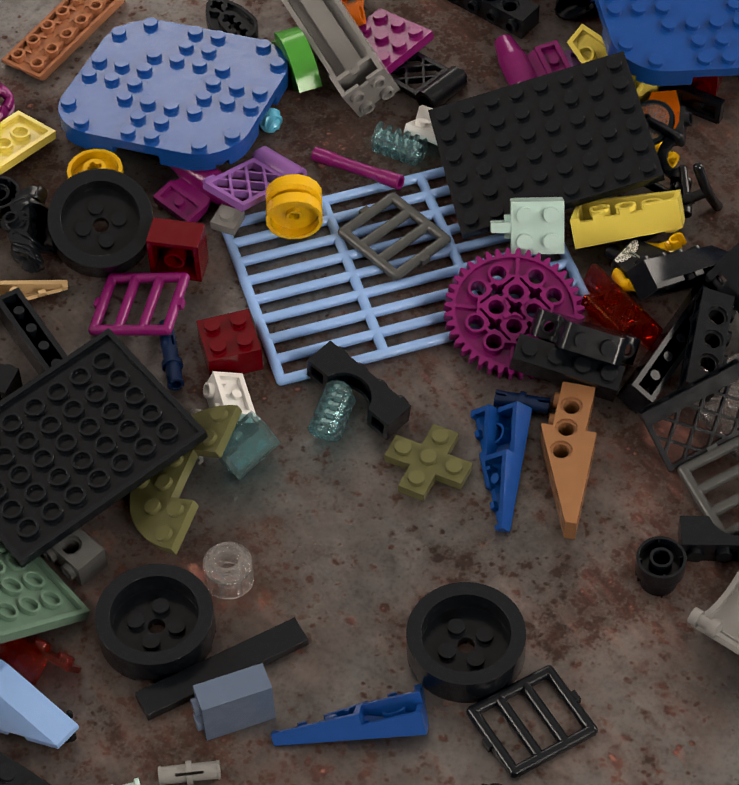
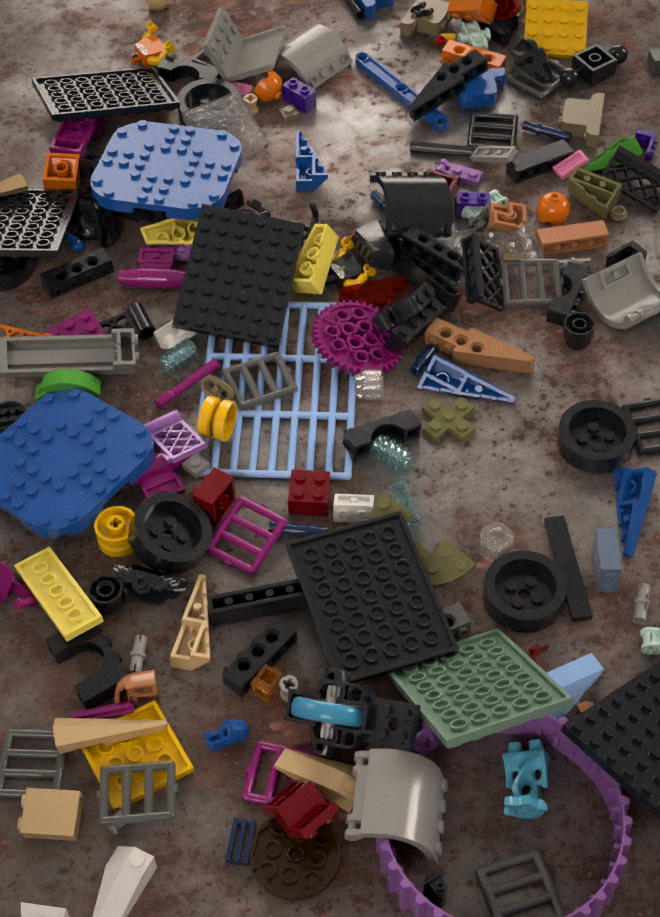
camera: 70 degrees left, 0 degrees up
(354, 197) = (218, 389): none -> dark tan plate
(438, 353) = (370, 385): none -> clear piece
(533, 225) = (301, 301): light aqua hinge -> none

